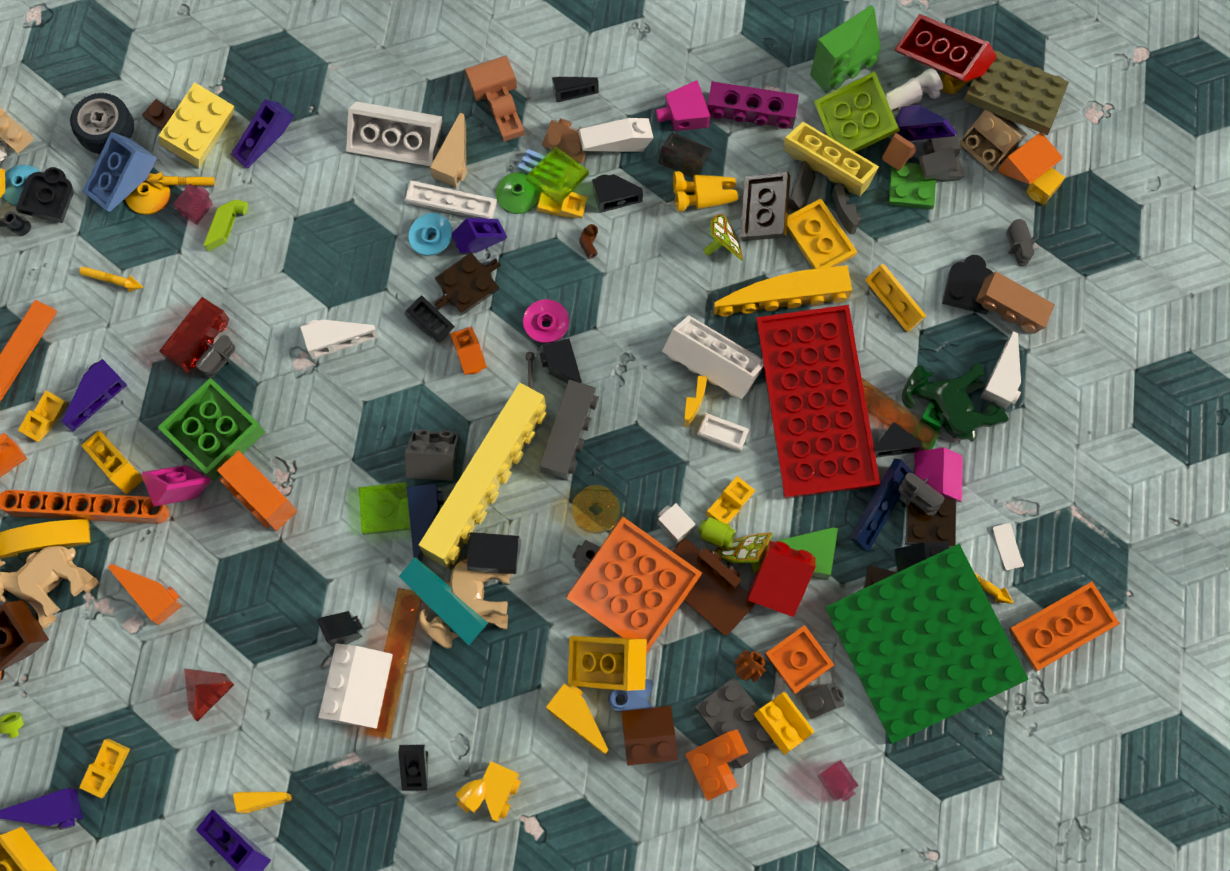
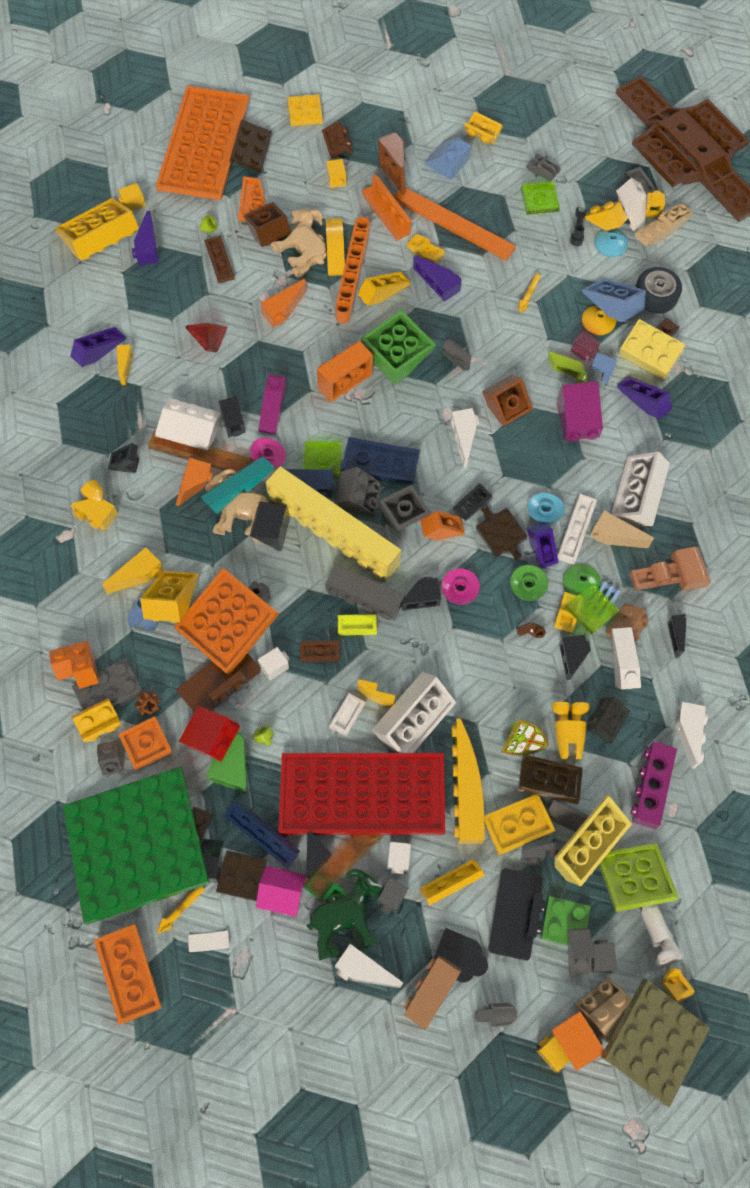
camera: 95 degrees right, 5 degrees down
(46, 195) = (600, 254): black plate -> none
(70, 699) = (219, 259): none -> reddish brown tile
(105, 768) = (166, 276): yellow slope -> none
(160, 180) = (606, 337): yellow piece -> none
(174, 484) = (359, 319): dark pink slope -> none
(193, 334) = (478, 342): clear red brick -> none
(222, 179) = (605, 365): none -> medium blue panel
(278, 289) = (508, 399): none -> dark orange slope
(294, 202) = (580, 411): none -> magenta slope
(310, 582) = (272, 404): none -> magenta slope
(380, 571) = (270, 450): none -> dark pink dish
(382, 434) = (382, 460): none -> dark blue plate
(442, 665) = (194, 479): none -> orange slope
(455, 392) = (403, 508): none -> dark grey slope
(527, 237) = (533, 576): none -> bright green dish
(530, 357) = (401, 570): dark grey hinge -> none
(595, 523) = (290, 597): clear yellow plate -> none
(608, 436) = (357, 624): none -> neon yellow tile
(649, 735) = (108, 619): reddish brown slope -> none
(651, 472) = (319, 651): none -> reddish brown plate
(680, 70) = (690, 726): none -> white slope
(685, 108) = (653, 725): dark pink torso -> none
(716, 532) = (260, 694): lime brick -> none
(731, 501) = (285, 710): yellow slope -> none
(746, 549) = (242, 711): shield -> none
(765, 521) = (264, 735): none -> lime tile
(838, 781) = (42, 756): clear pink brick -> none
(846, 51) = (703, 876): bright green slope -> none
(880, 354) = (398, 858): none -> white brick
(899, 152) = (598, 911): nougat slope -> none
(914, 230) = (516, 914): none -> black bracket
(920, 124) = (624, 935): dark purple slope -> none
(921, 494) = (261, 865): dark grey arm -> none
(923, 354) = (392, 896): none -> dark grey brick
(946, 49) = (699, 973): red slope -> none

